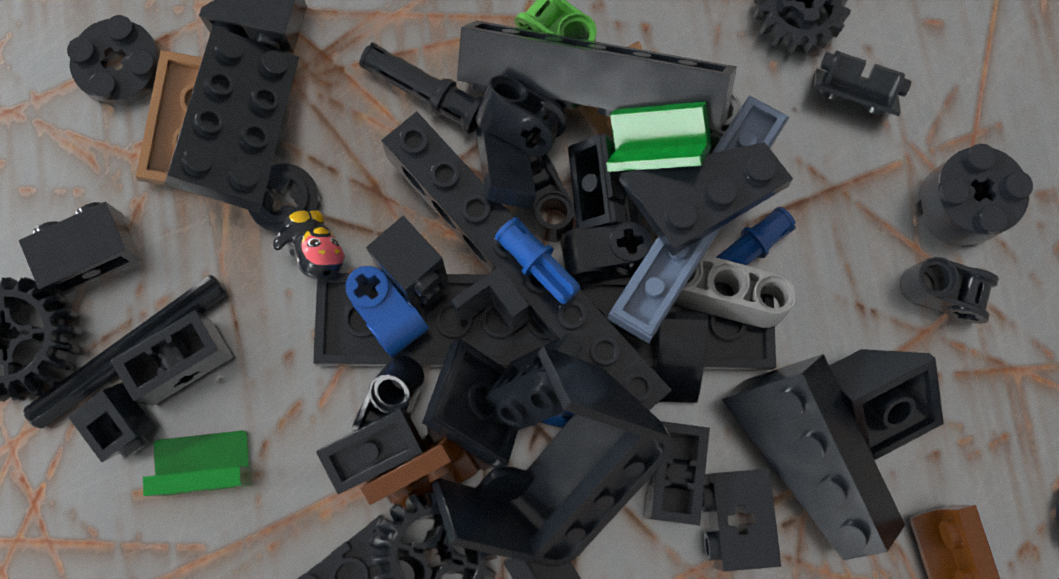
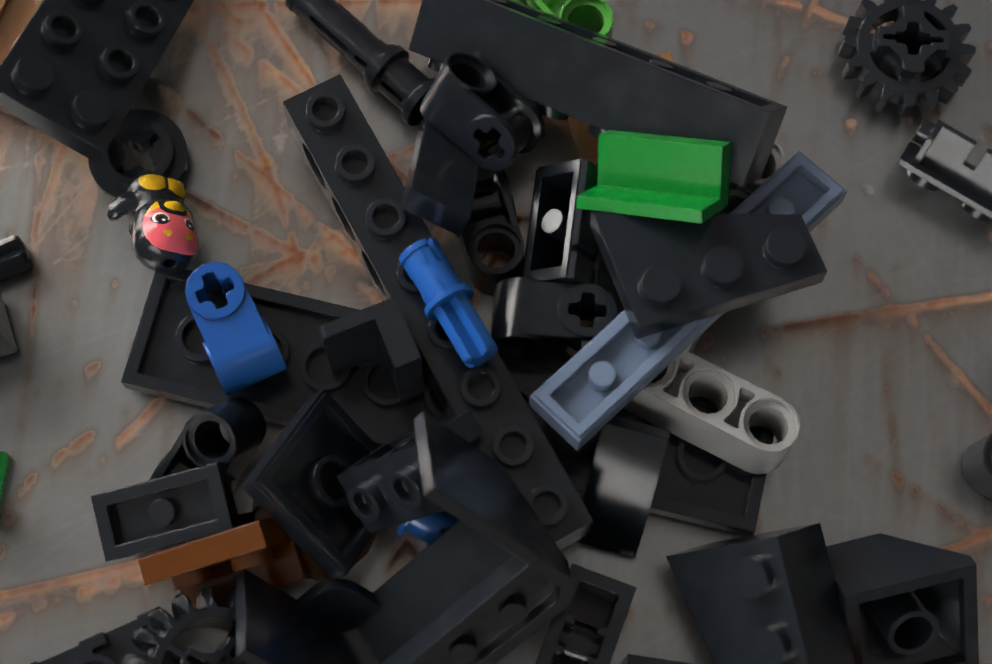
camera: 15 degrees right, 5 degrees down
(409, 263) = (279, 272): black brick -> none
(760, 238) = (777, 350): blue axle -> none

